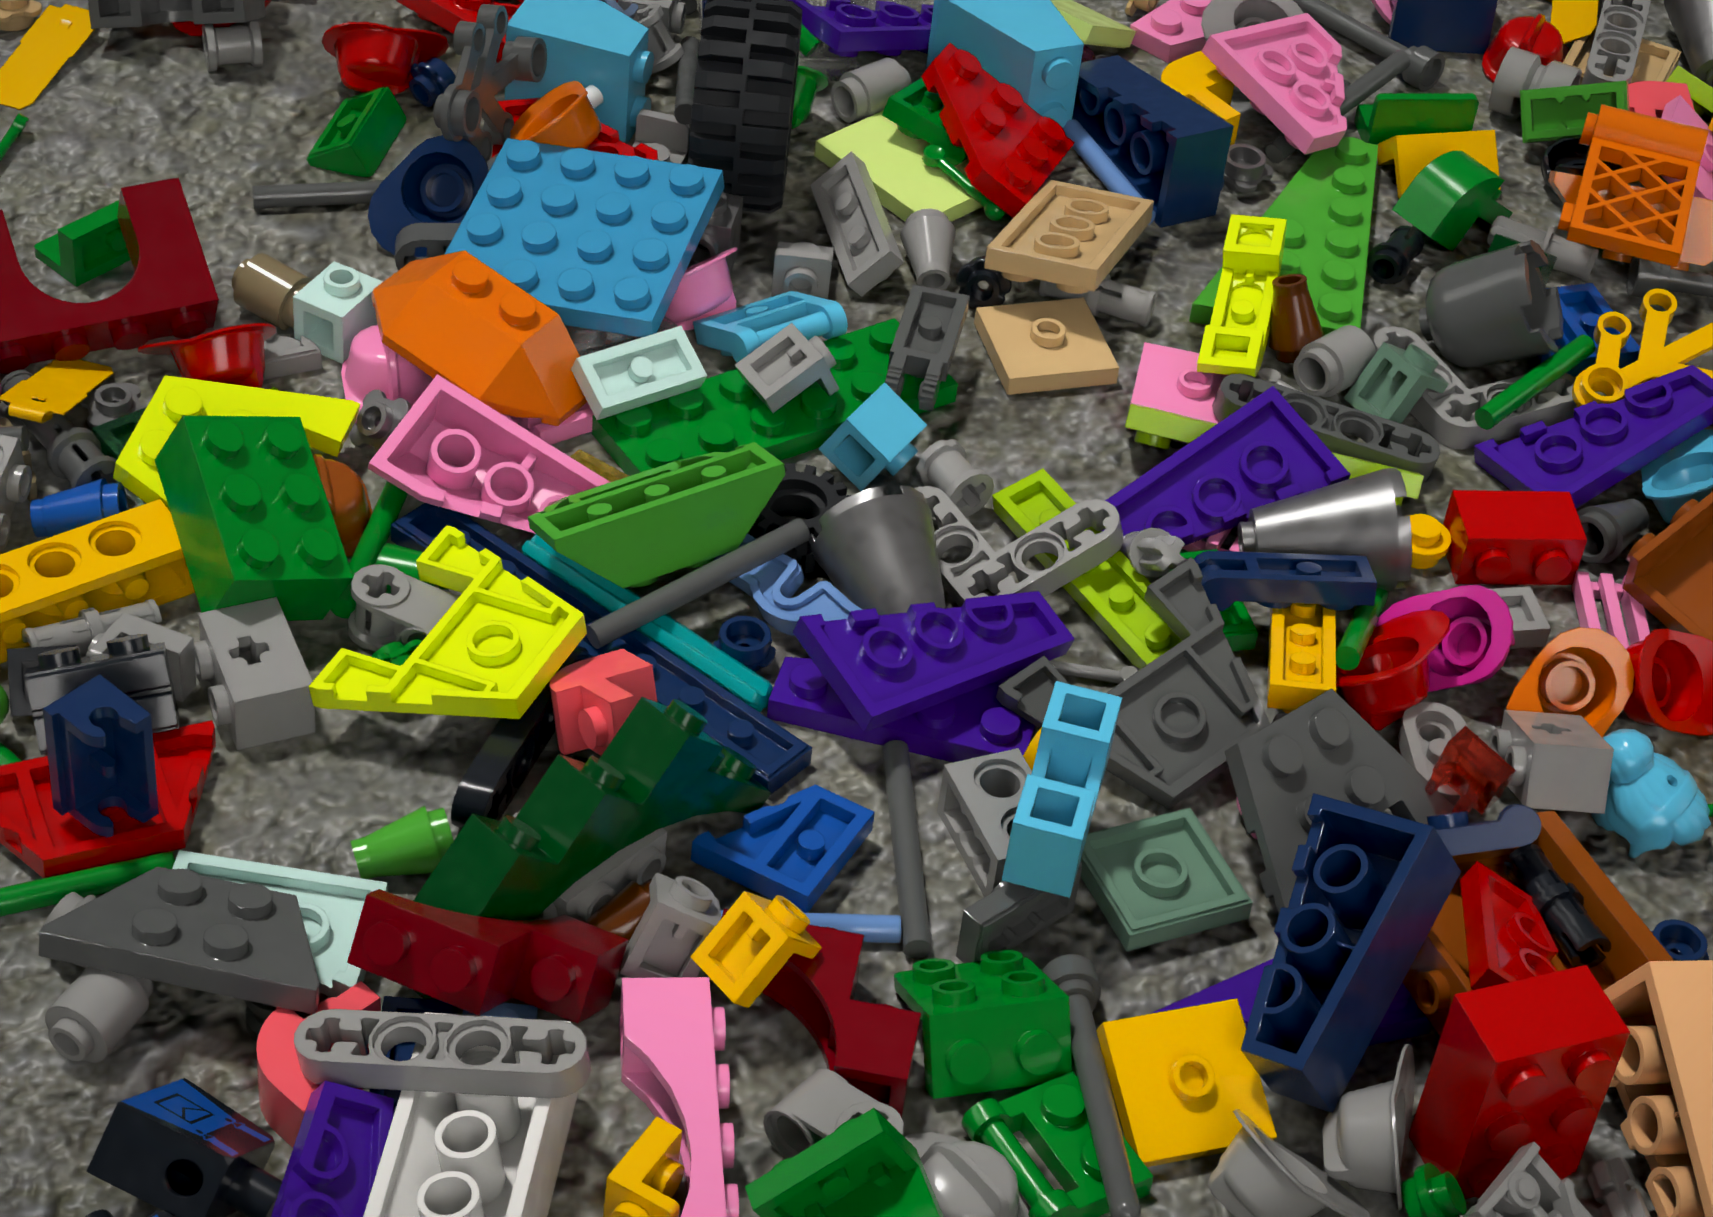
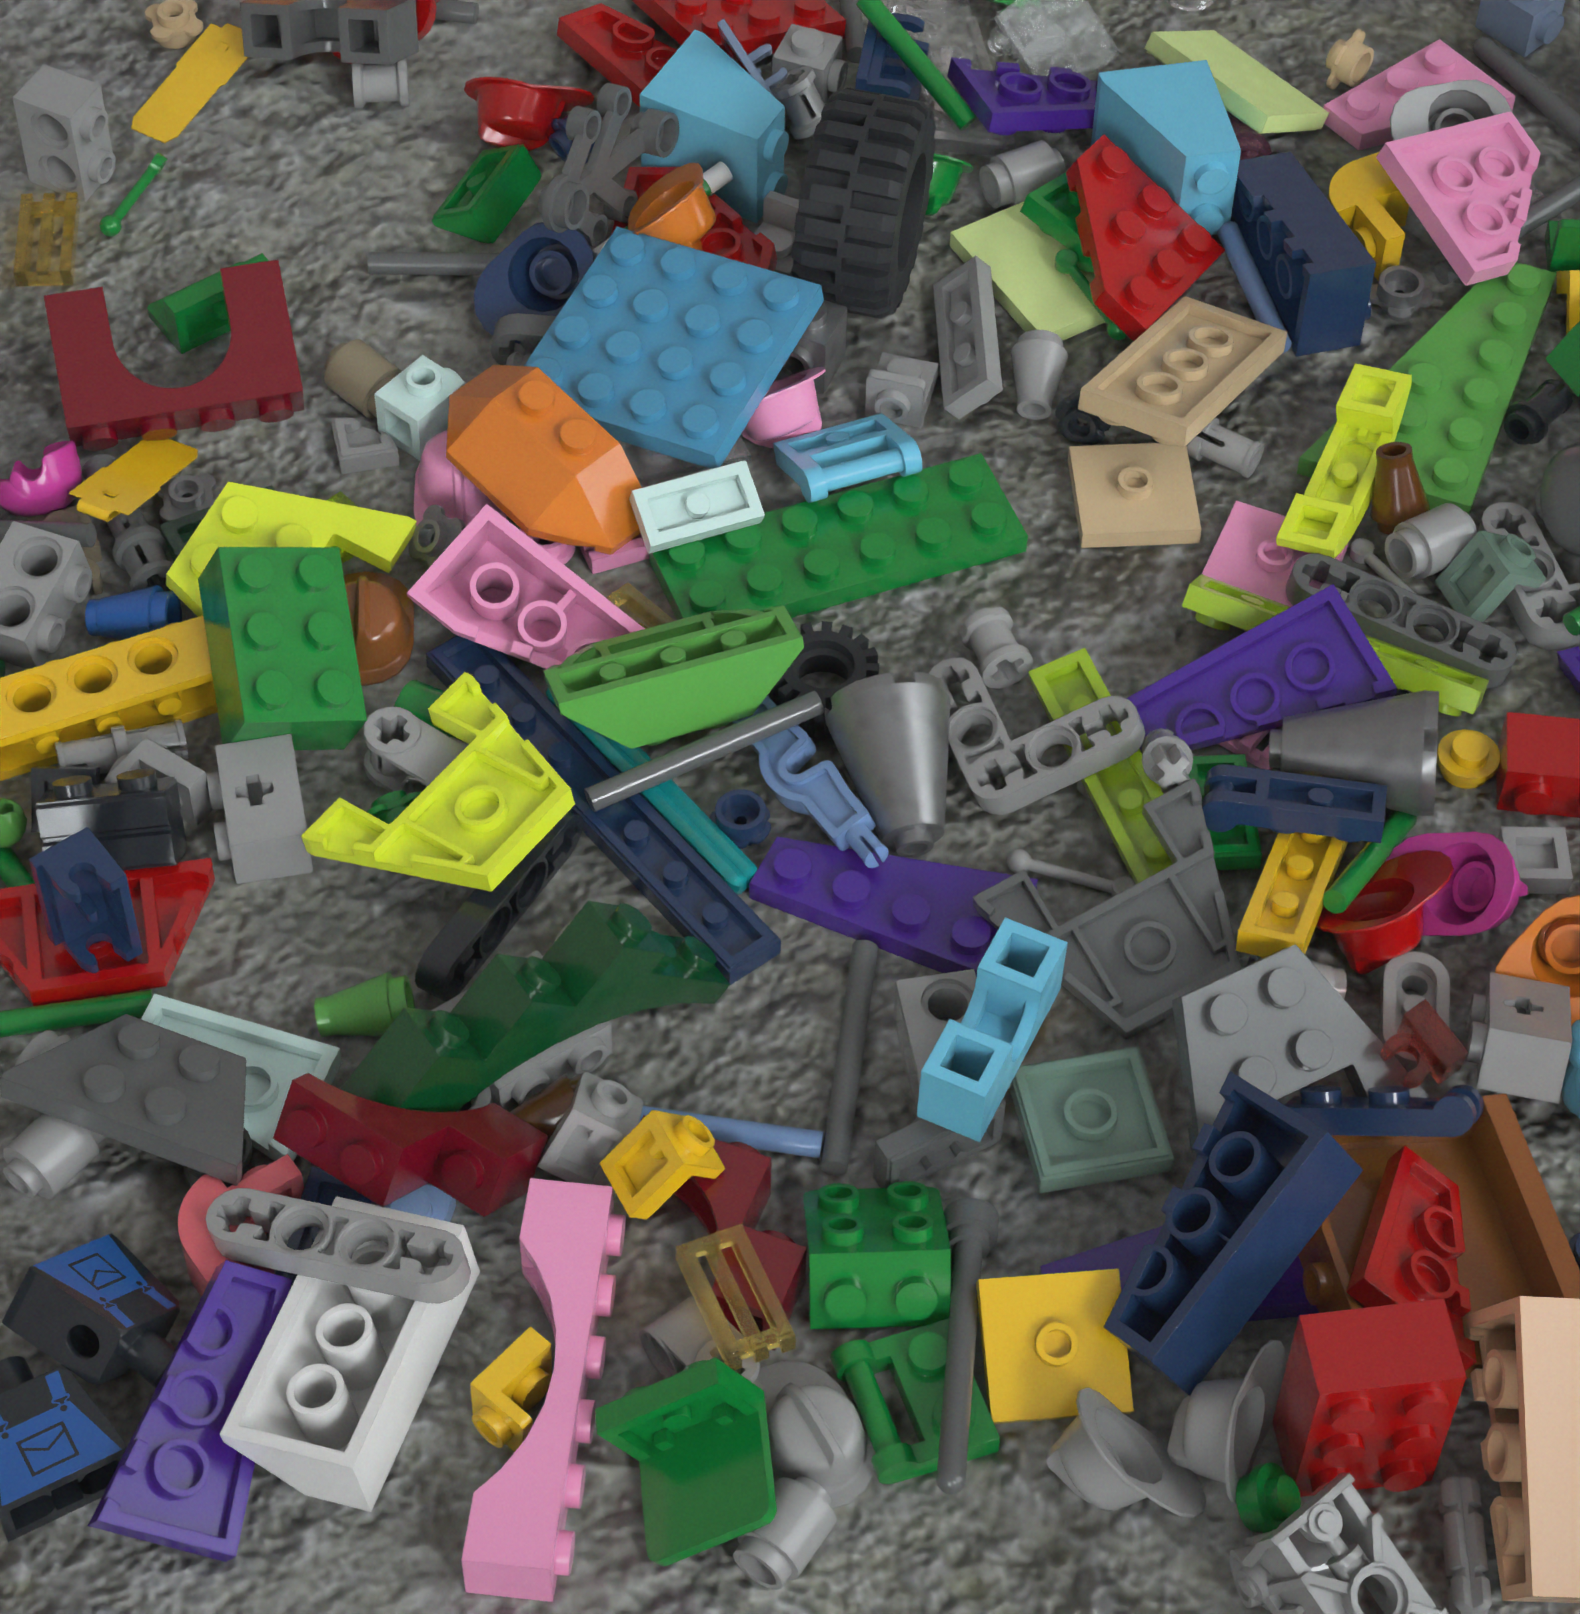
camera: 15 degrees right, 10 degrees up
(221, 356) = (297, 461): red piece -> none
(372, 541) = (405, 669): green bar -> none
(597, 697) = (579, 868): coral brick -> none
(787, 367) = (846, 513): light grey bracket -> none
(789, 846) = (733, 1047): blue wing -> none
(853, 1067) = (754, 1342): none -> clear yellow tile
(874, 438) = (922, 596): medium azure brick -> none
(926, 341) = (996, 493): dark grey hinge -> none
(930, 653) = (902, 858): dark purple wing -> none
(1559, 906) = (1483, 1199): black pin -> none

